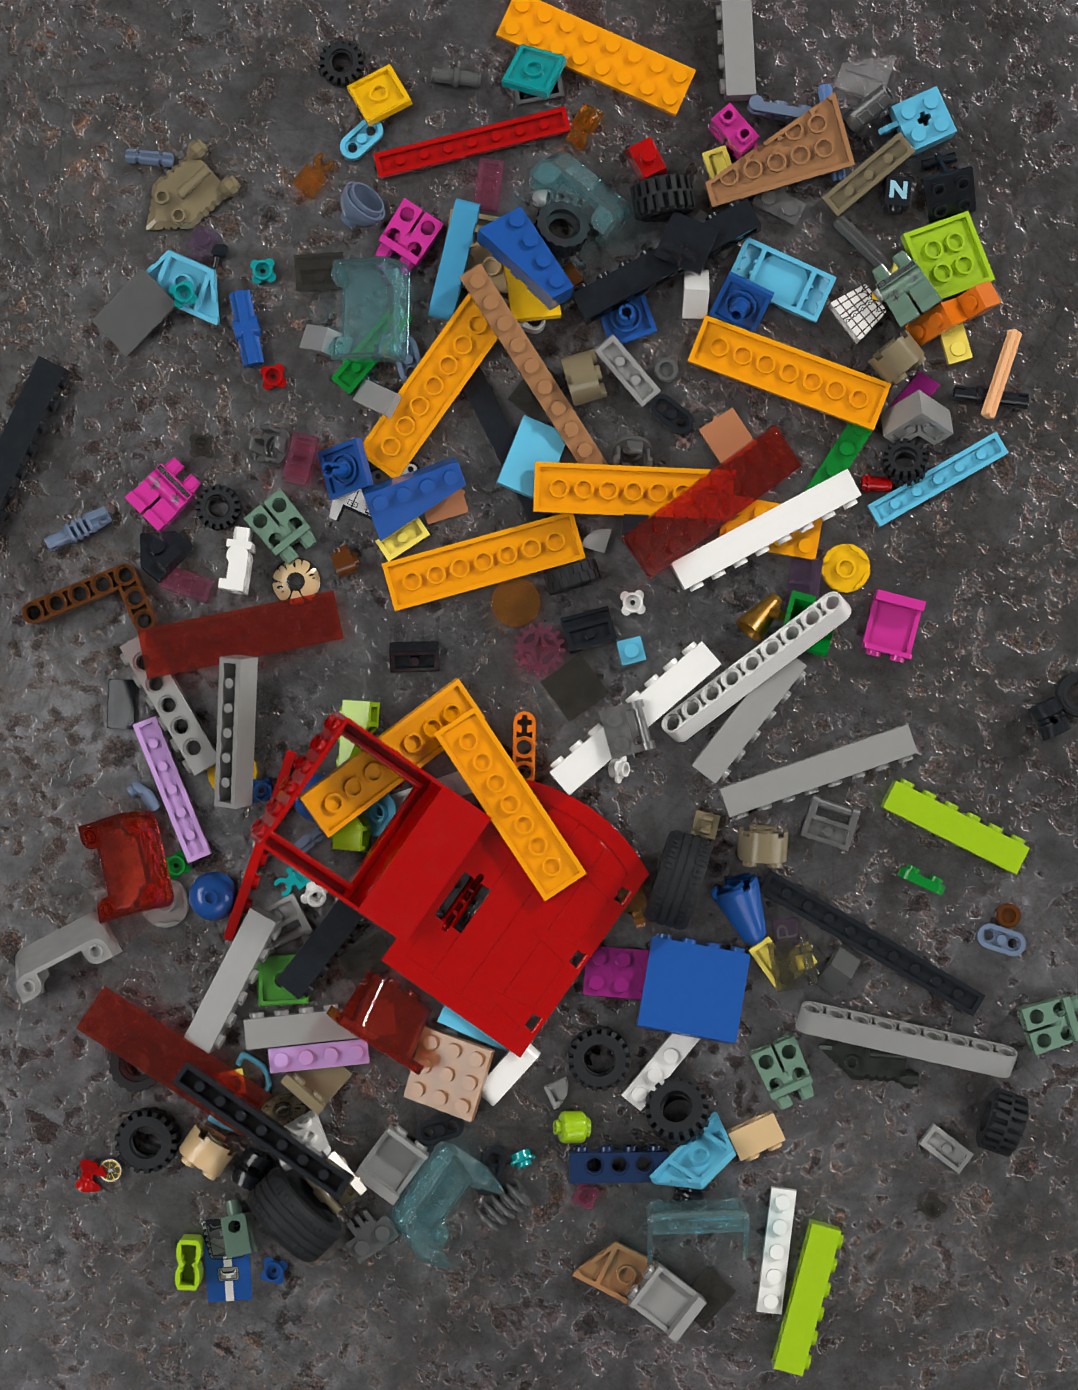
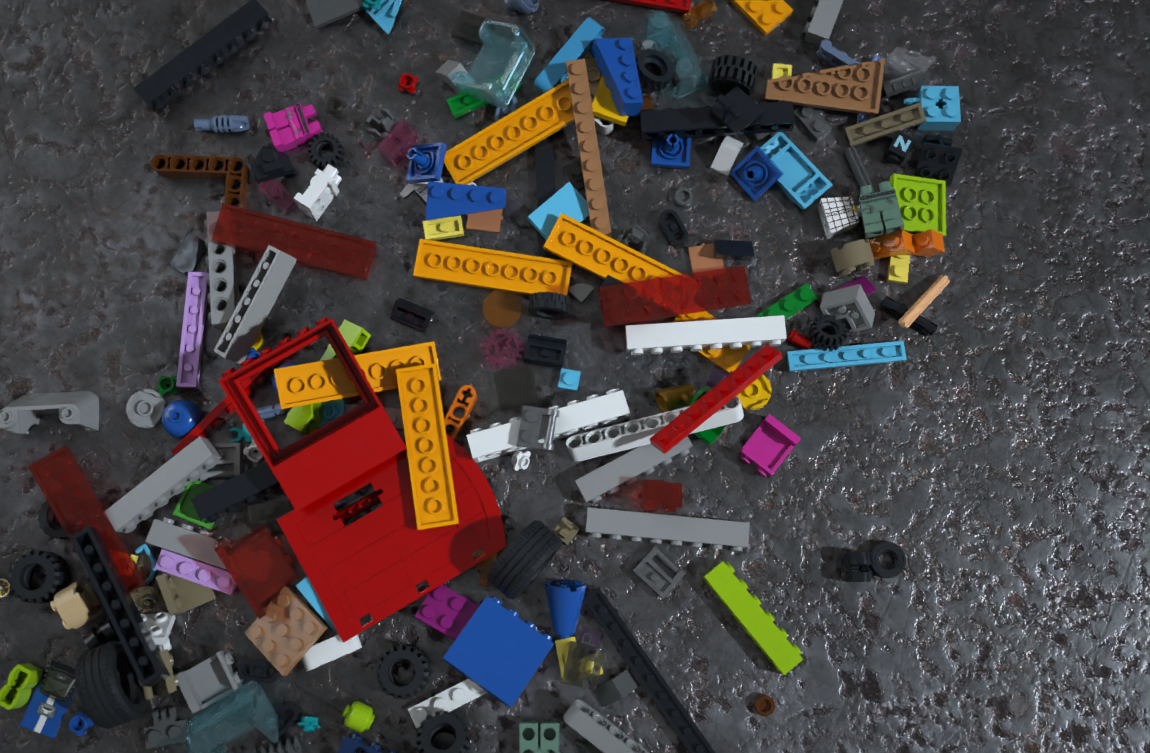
camera: 20 degrees right, 10 degrees down
(130, 863) = (136, 367): clear red windscreen -> none
(146, 795) = (173, 327): sand blue arm -> none
(240, 1241) = (62, 681): sand green torso -> none
(246, 328) = (405, 43): blue piece -> none
(257, 266) = (435, 7): teal plate -> none
(285, 533) = (362, 189): sand green hips -> none
(301, 568) = (364, 224): tan dish -> none
(345, 561) = (394, 225): reddish brown plate -> none
(377, 398) = (471, 125): light grey tile -> none
(403, 242) = (547, 30): dark pink hips -> none
(489, 184) = (617, 21): clear pink plate -> none
(557, 1091) = (361, 683): light grey tile -> none
(583, 377) = (622, 173): dark tan brick -> none
(627, 370) = (655, 182): light grey plate -> none
(636, 596) = (583, 340): white plate -> none
(646, 159) = (732, 44): red torso -> none
(733, 130) = (801, 54): dark pink hips -> none
(752, 409) = (733, 250): none -> black slope
(762, 845) = (600, 564): dark tan brick -> none
(789, 373) = (771, 235): light orange plate -> none
(795, 738) = (658, 494): none -> clear red brick
(812, 603) = (715, 398): none -> red plate
(912, 874) = (715, 652): green plate -> none
(1000, 939) = (750, 721): sand blue plate -> none

